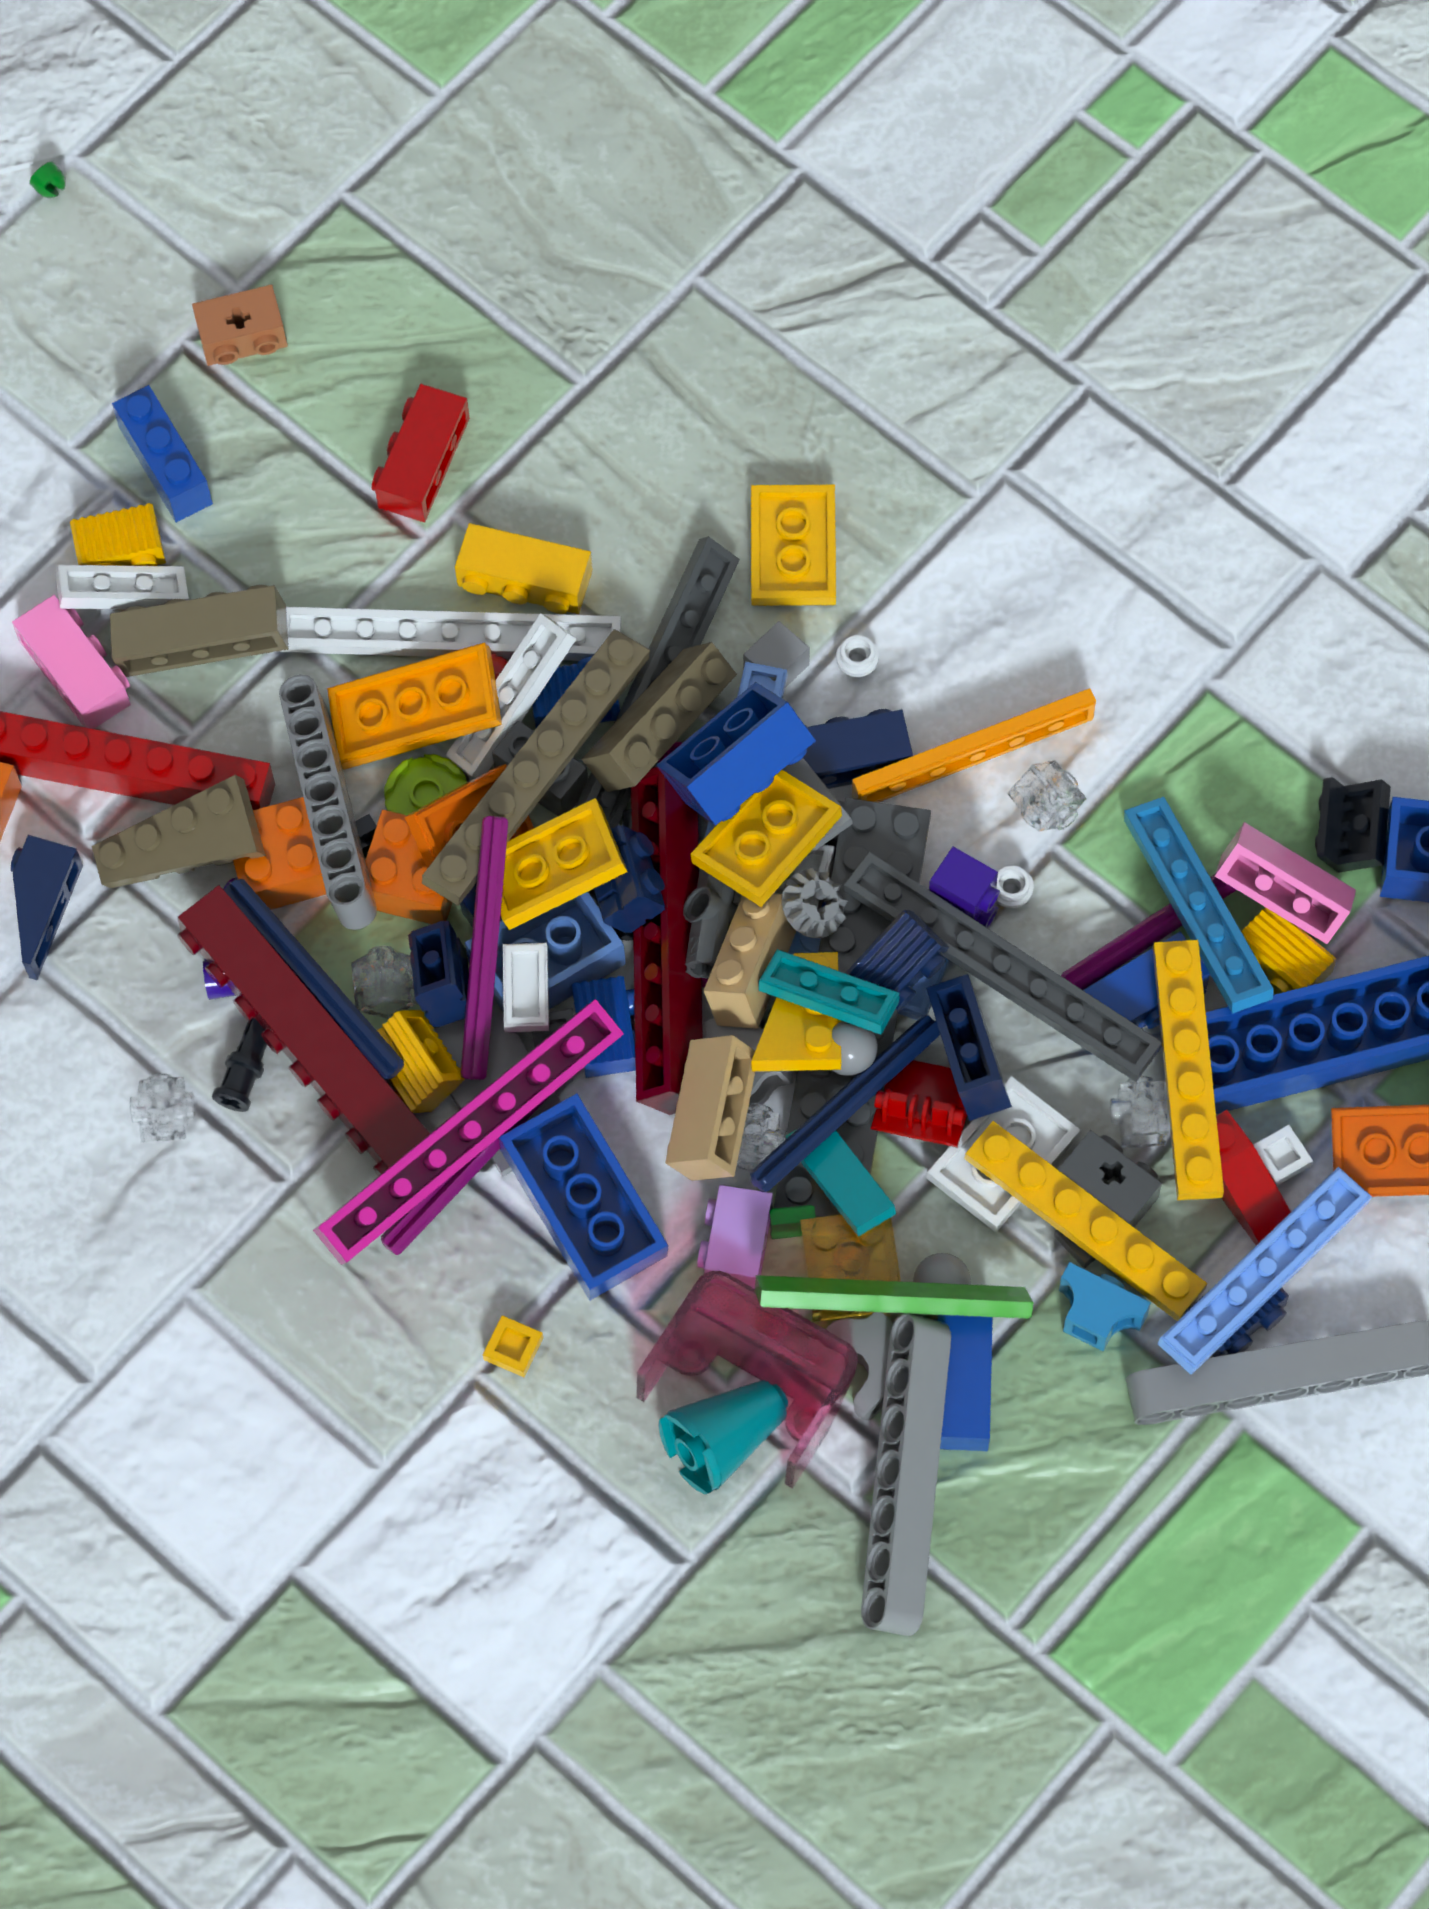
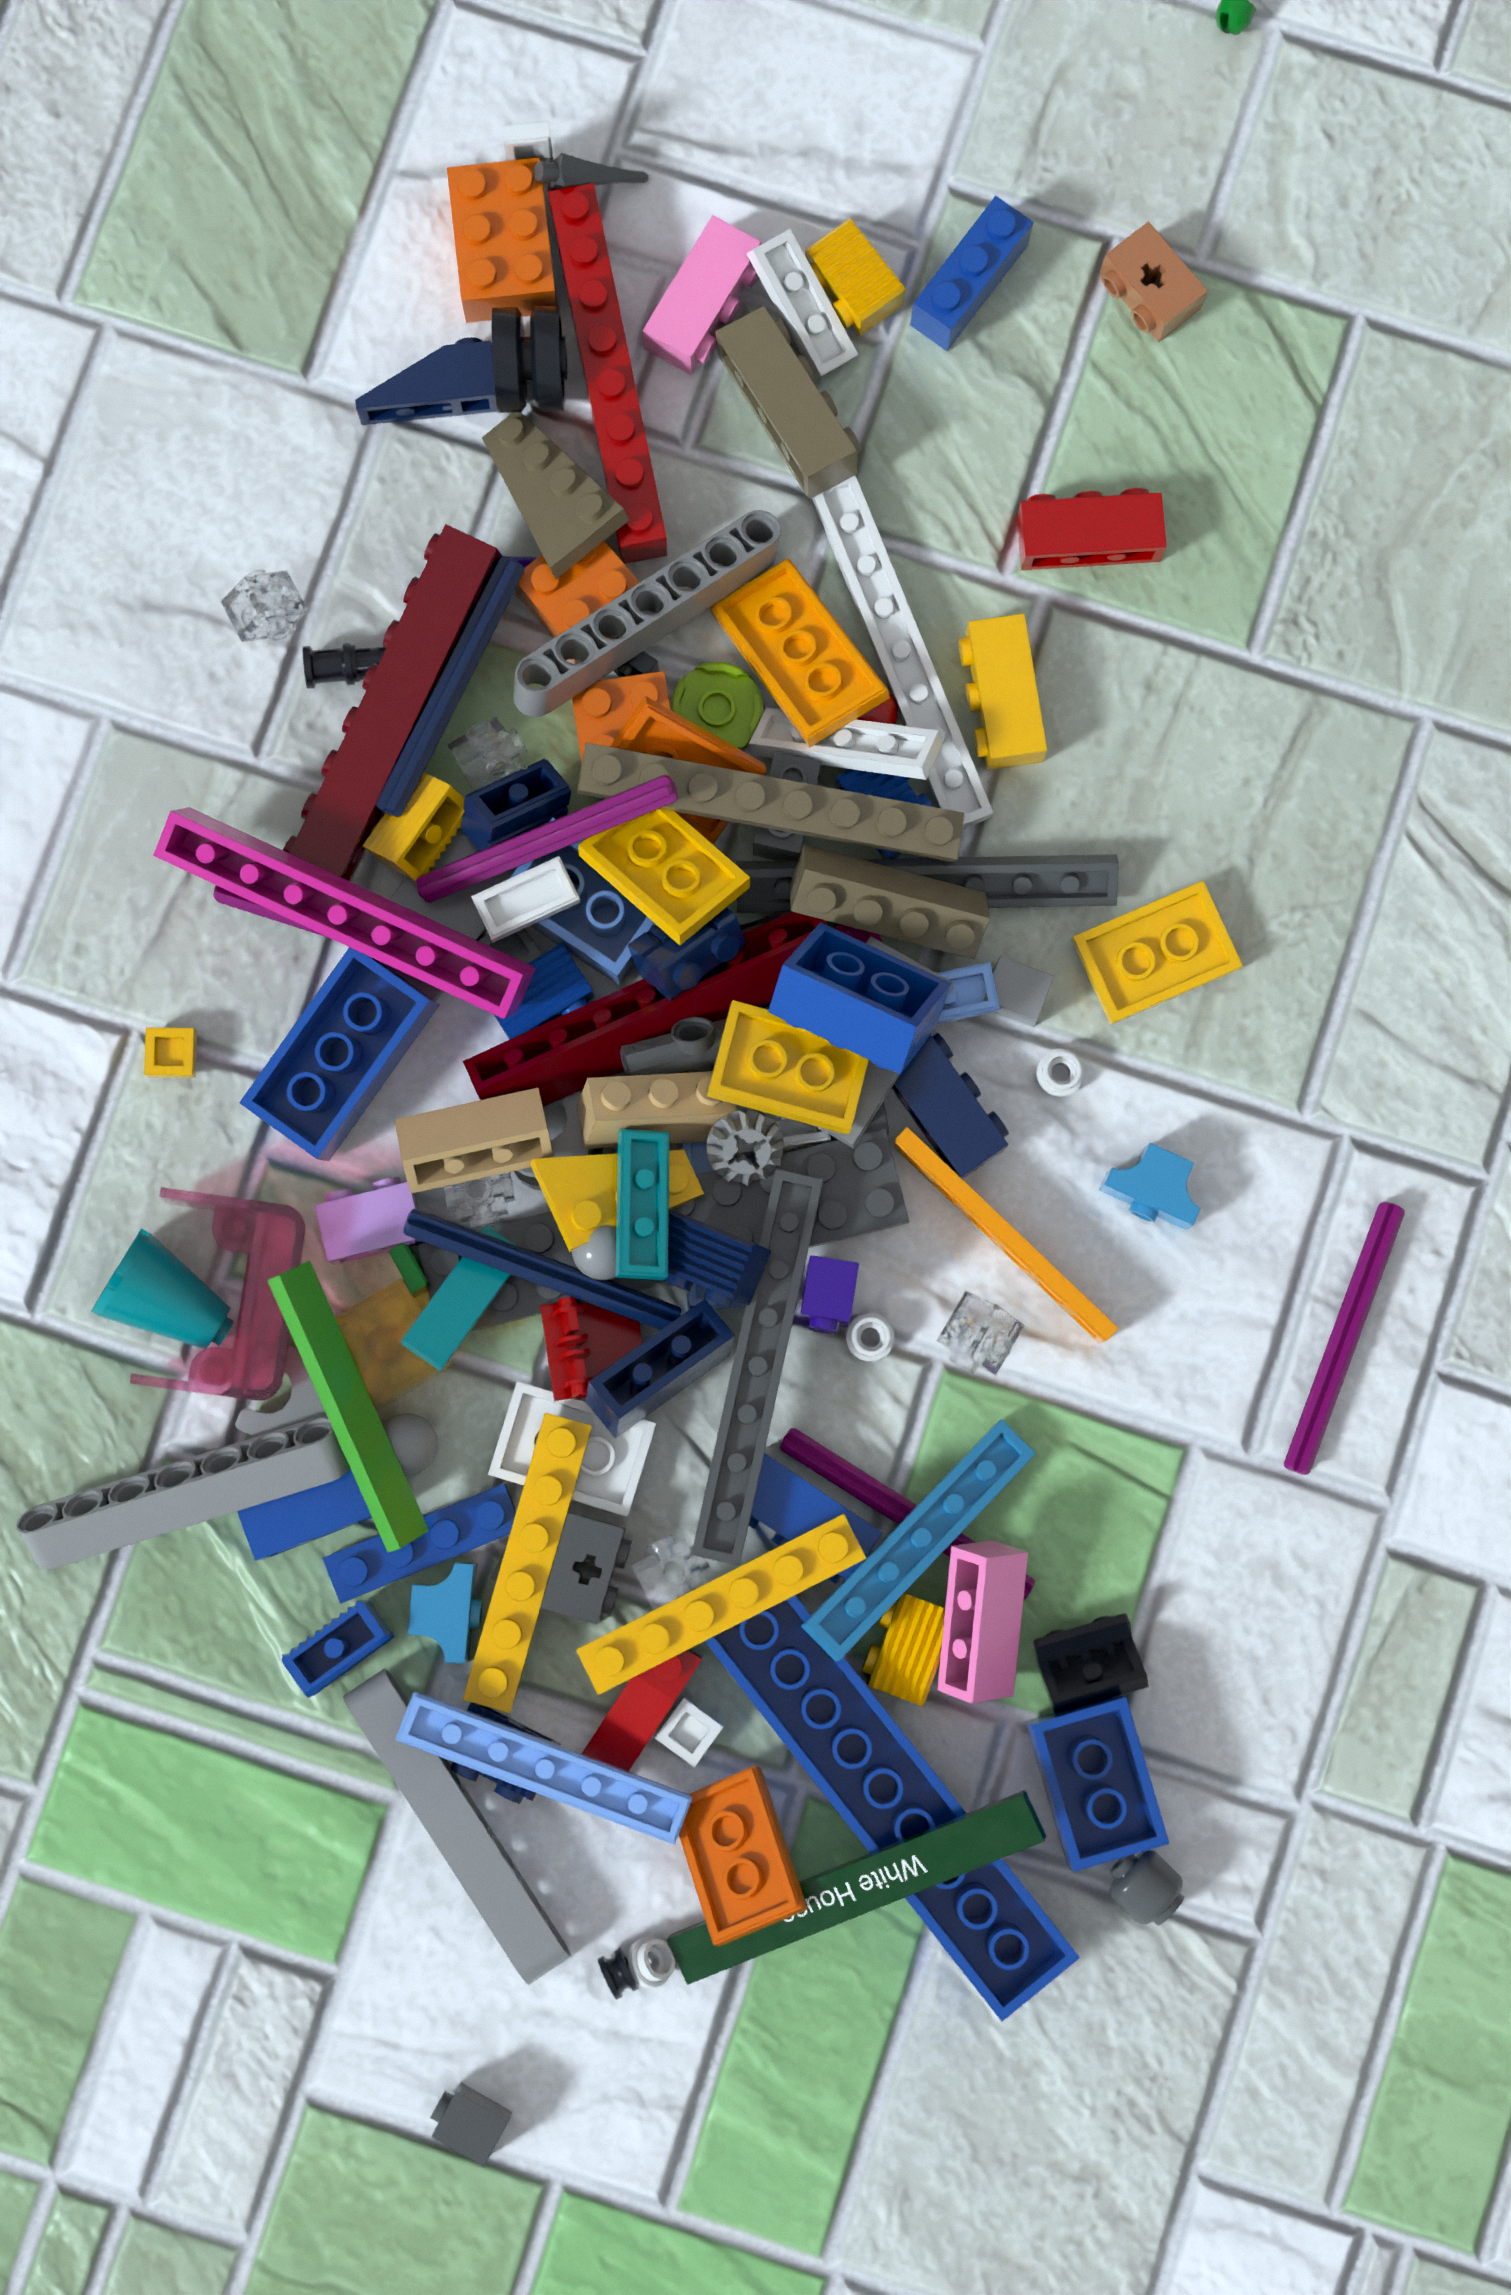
camera: 60 degrees right, 15 degrees up
(61, 807) = (529, 359): none -> black wheel
(985, 621) = (1155, 1187): none -> dark azure brick
(1032, 1339) = (450, 1534): none -> blue plate
(1092, 1403) = (337, 1647): none -> blue brick
(1169, 536) = (1344, 1338): none -> magenta axle

